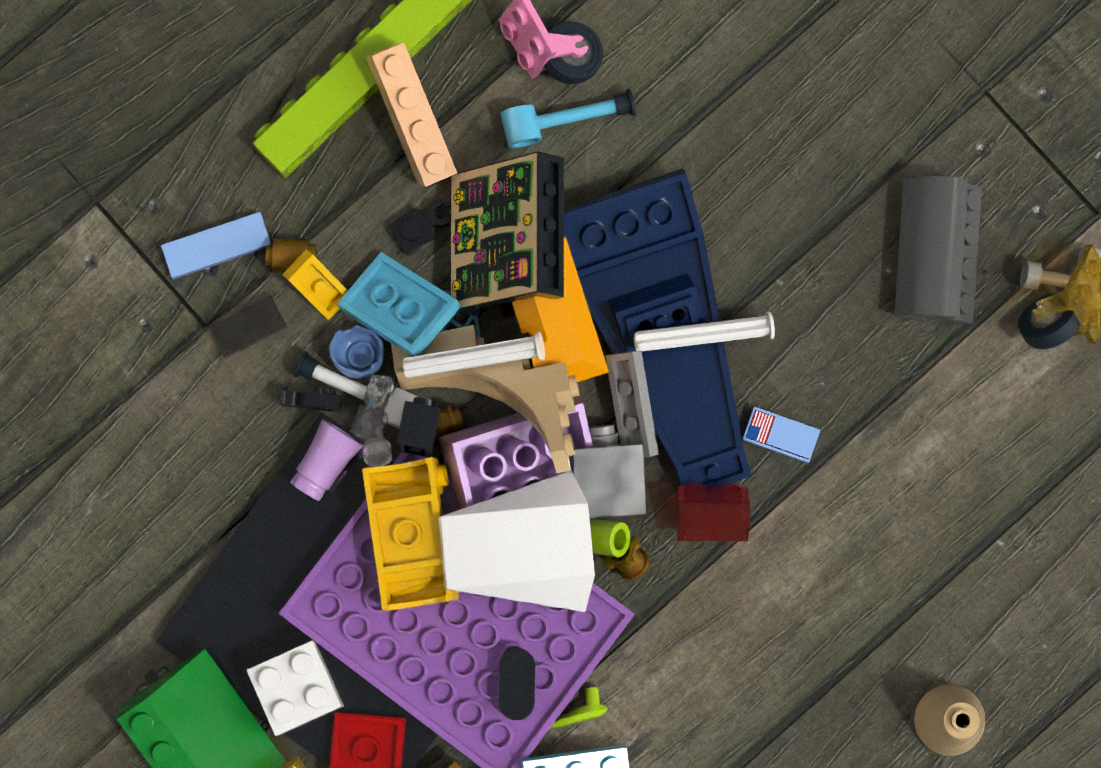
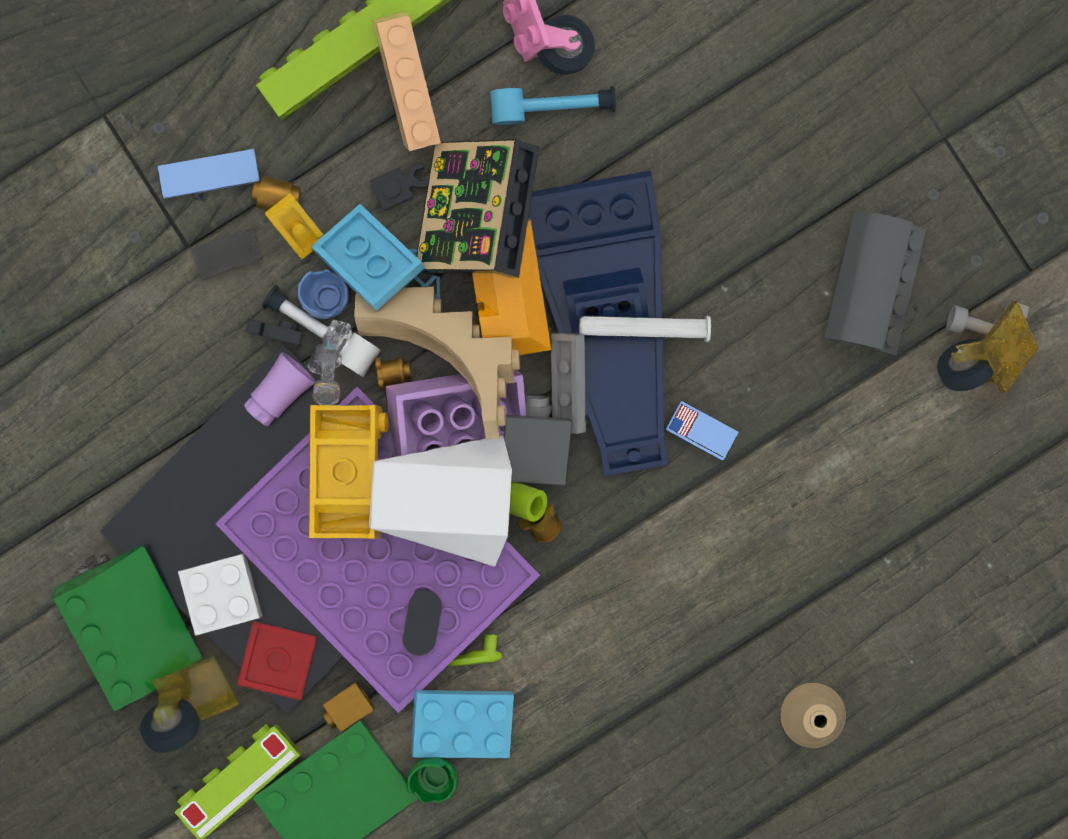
camera: 15 degrees right, 5 degrees up
(419, 427) = (368, 375): black brick -> none
(474, 356) = (429, 318): white axle -> none
(712, 513) = (626, 494): clear red brick -> none

